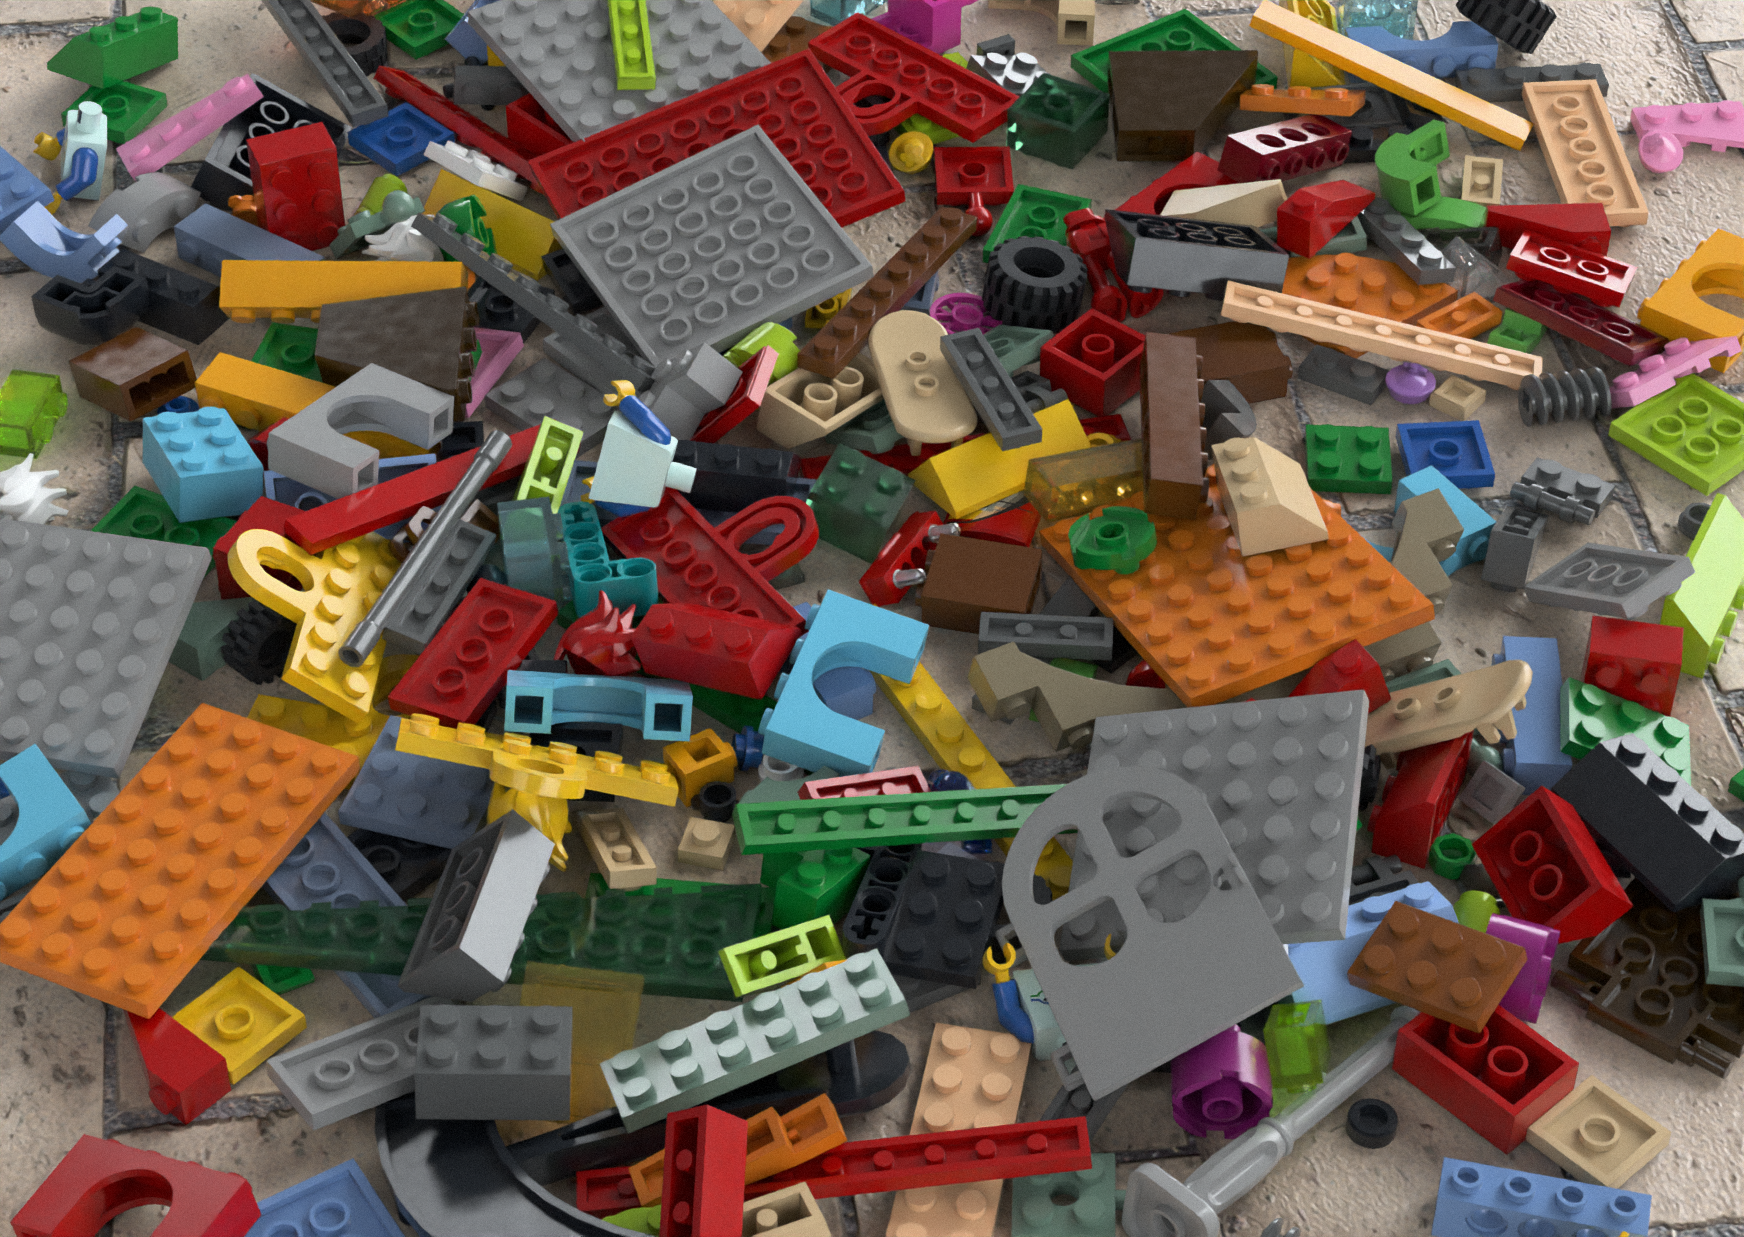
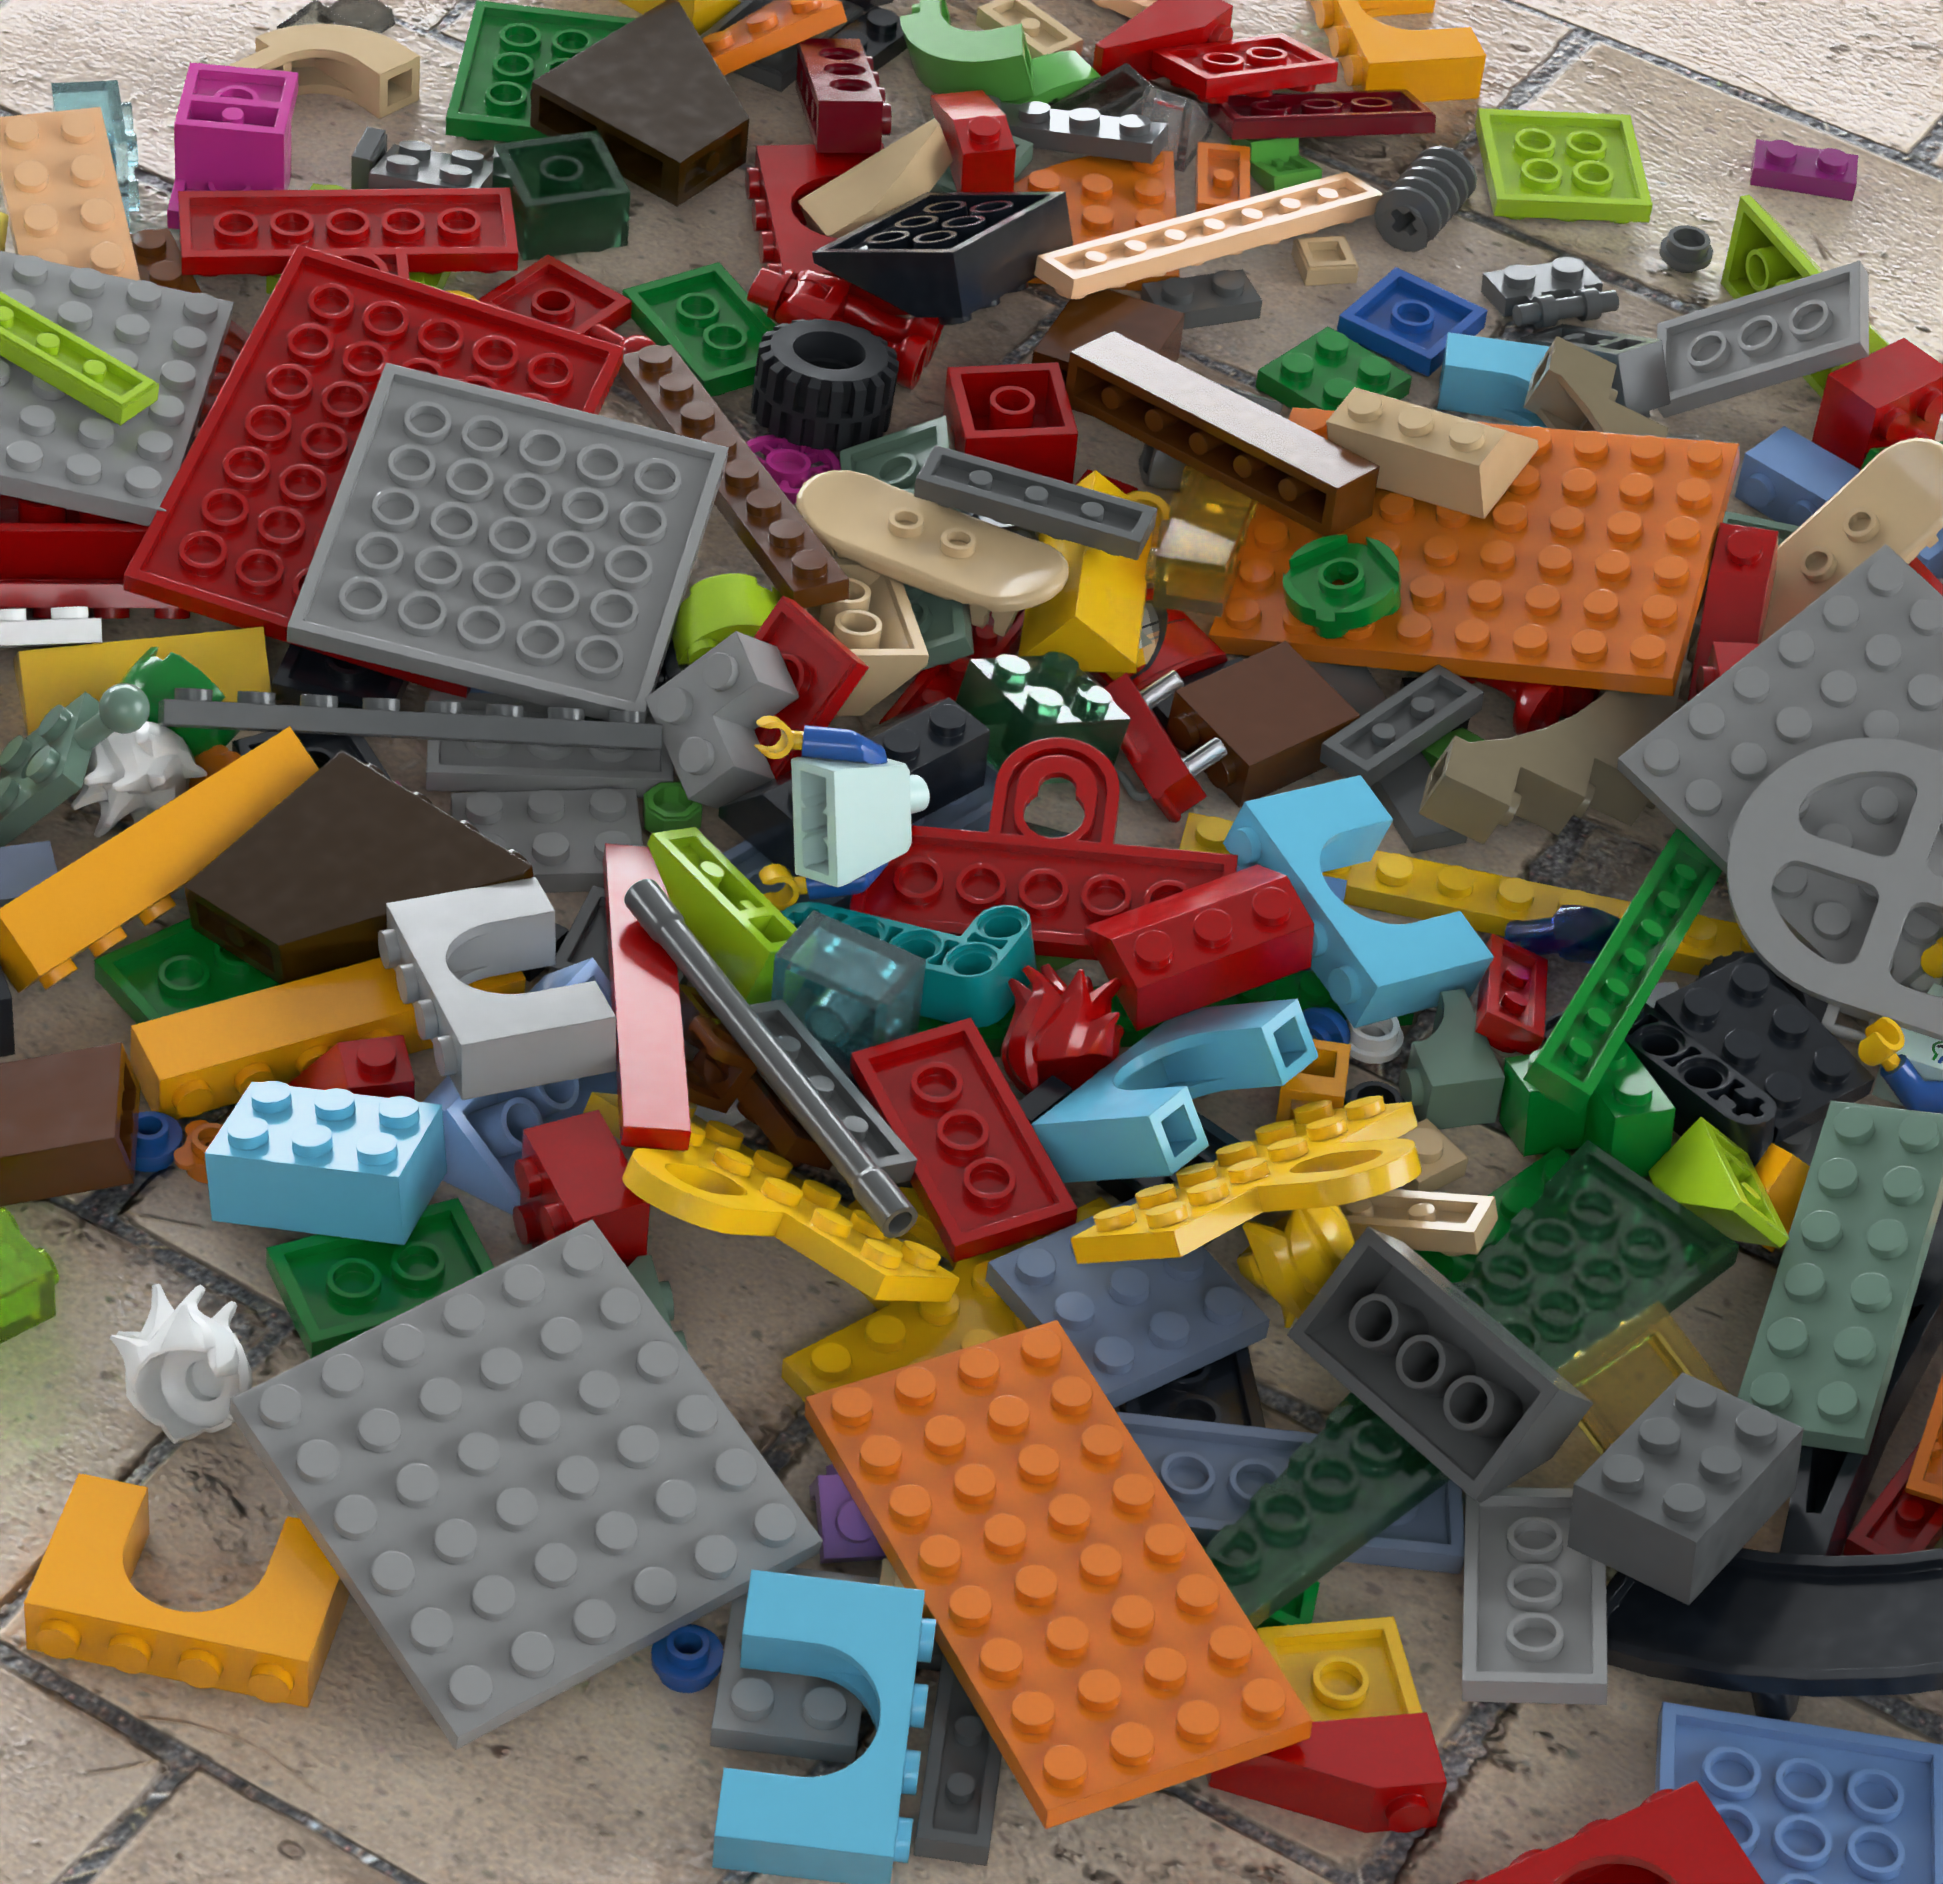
camera: 55 degrees left, 0 degrees up
(258, 643) = (724, 1294): black tyre -> none
(1410, 383) = (1280, 269): medium lavender hat -> none
(1659, 371) = (1468, 106): bright pink wing -> none

